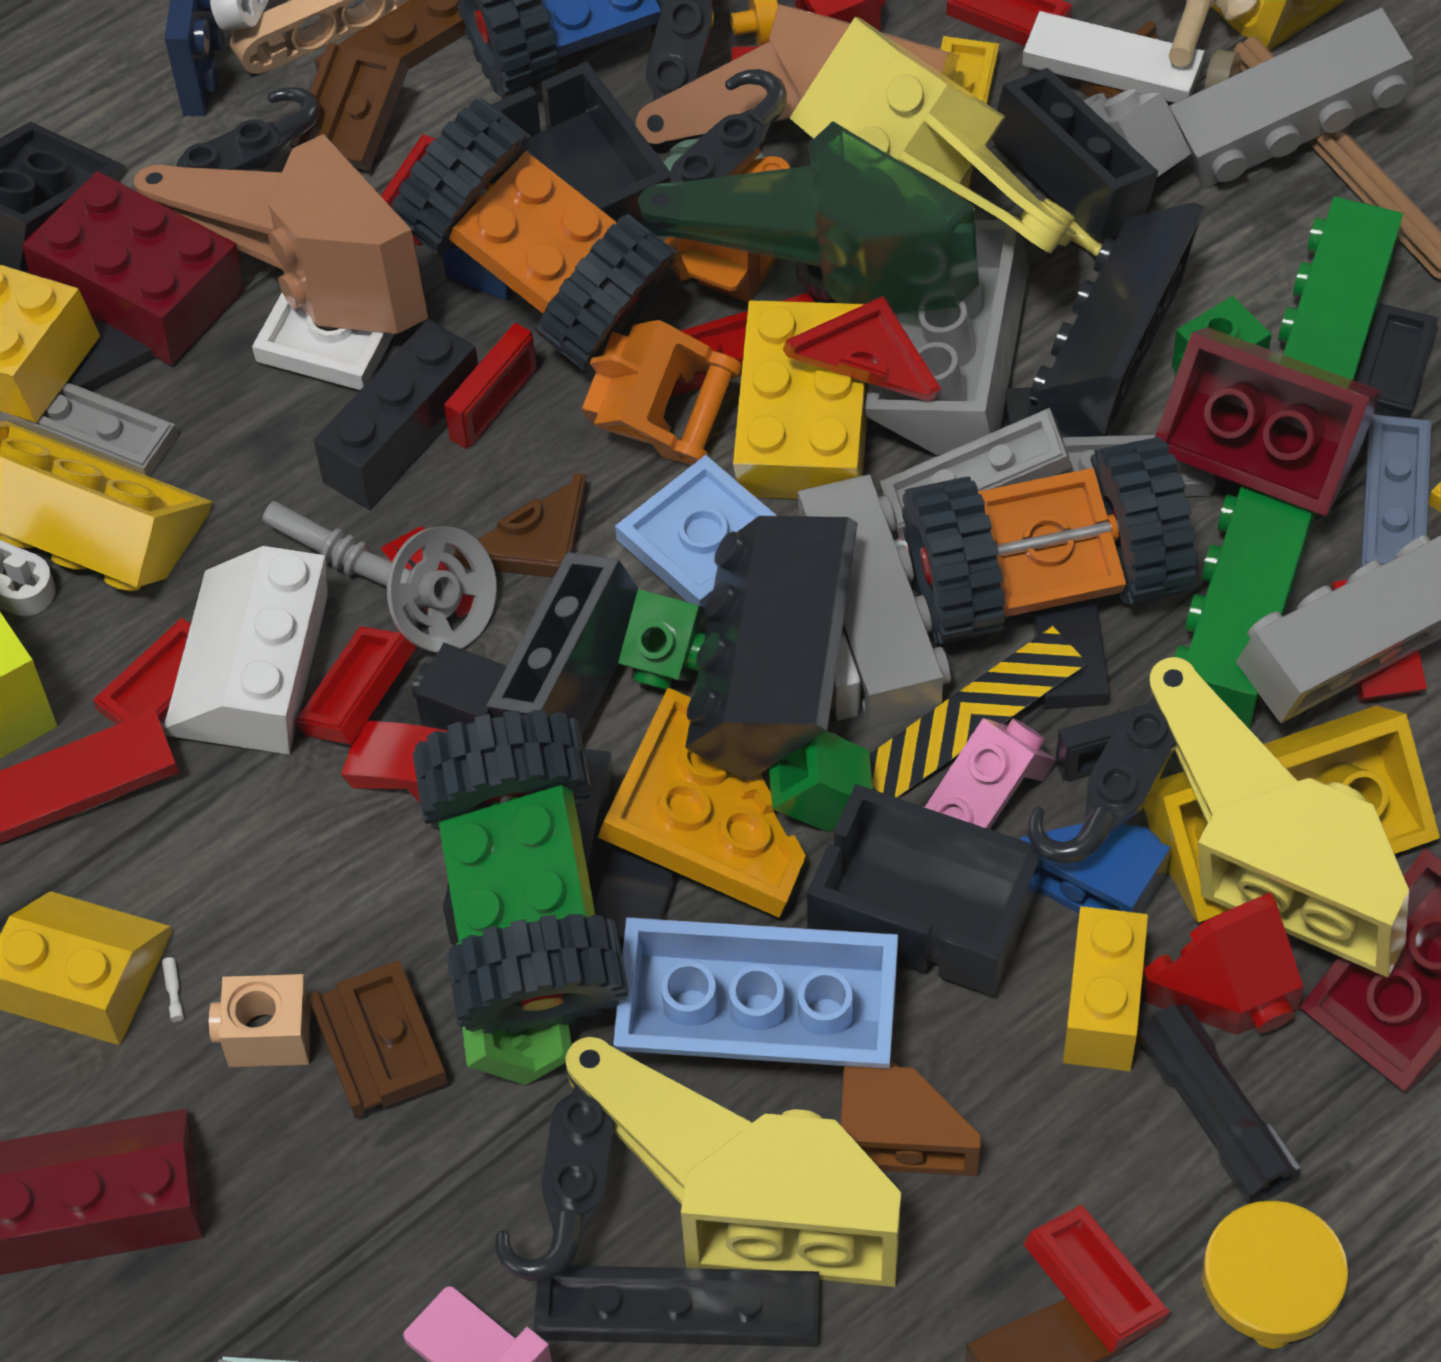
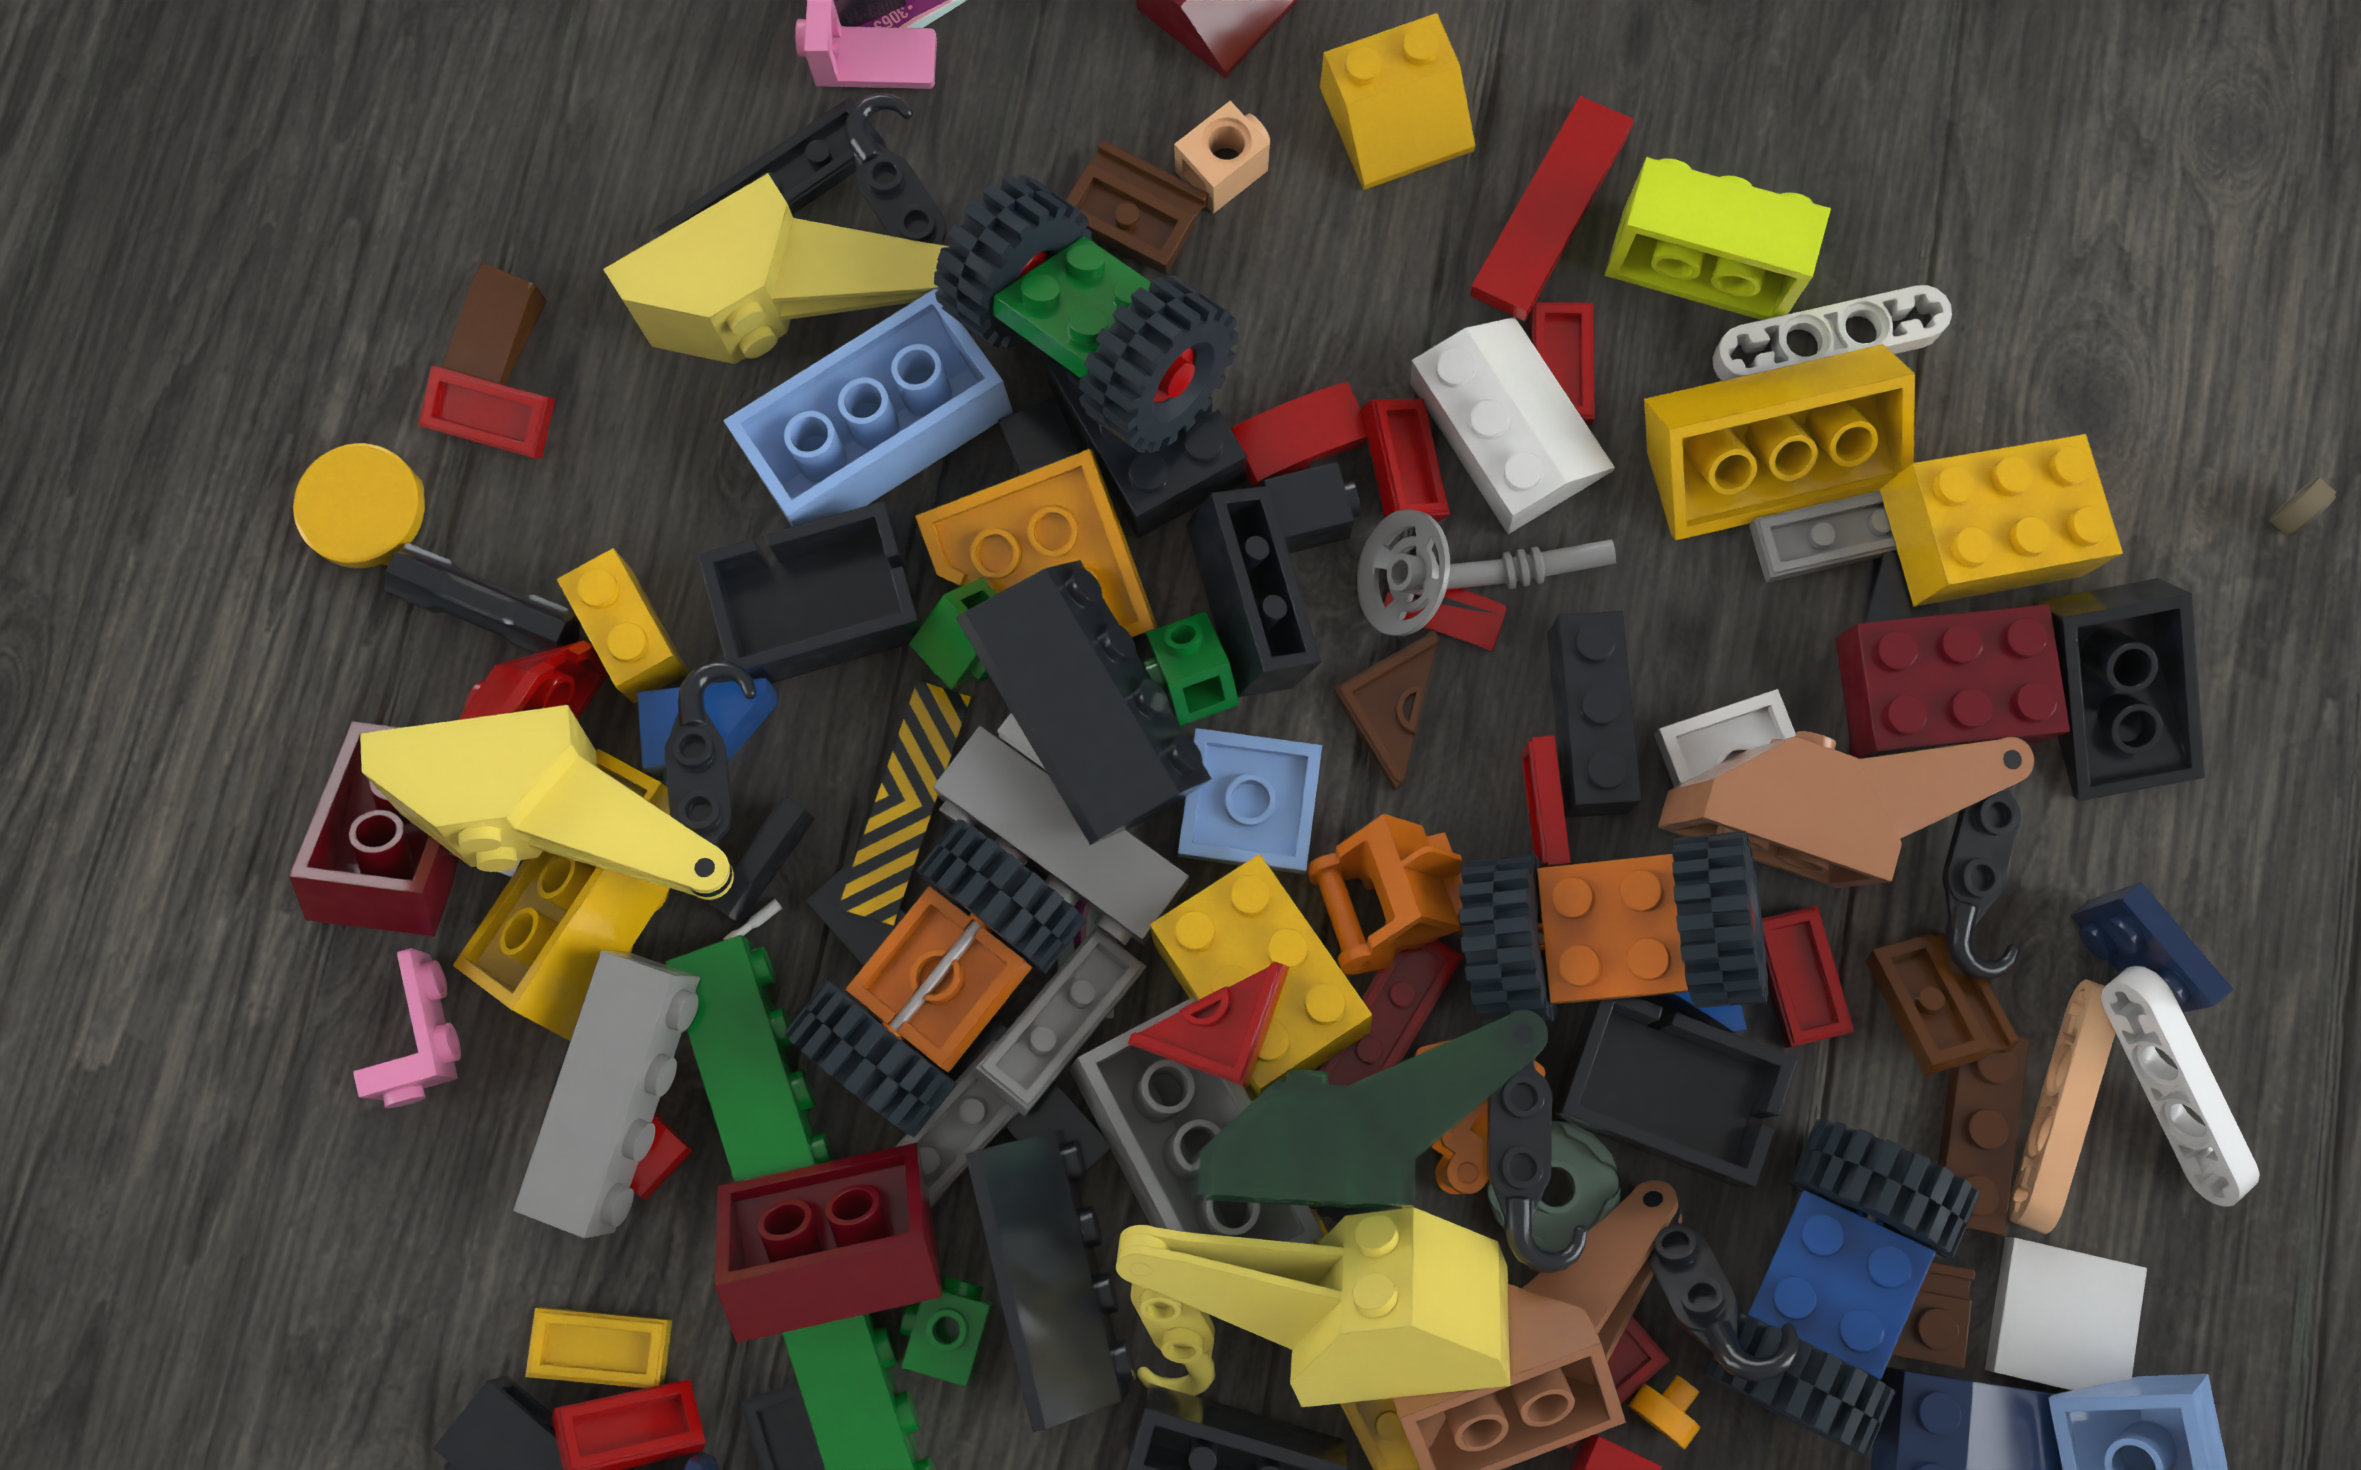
camera: 140 degrees right, 20 degrees up
(172, 988) = (1321, 149): white piece -> none
(906, 1123) = (691, 411): dark orange slope -> none
(990, 771) = (840, 743): bright pink bracket -> none
(1394, 486) = (682, 1273): sand blue tile -> none

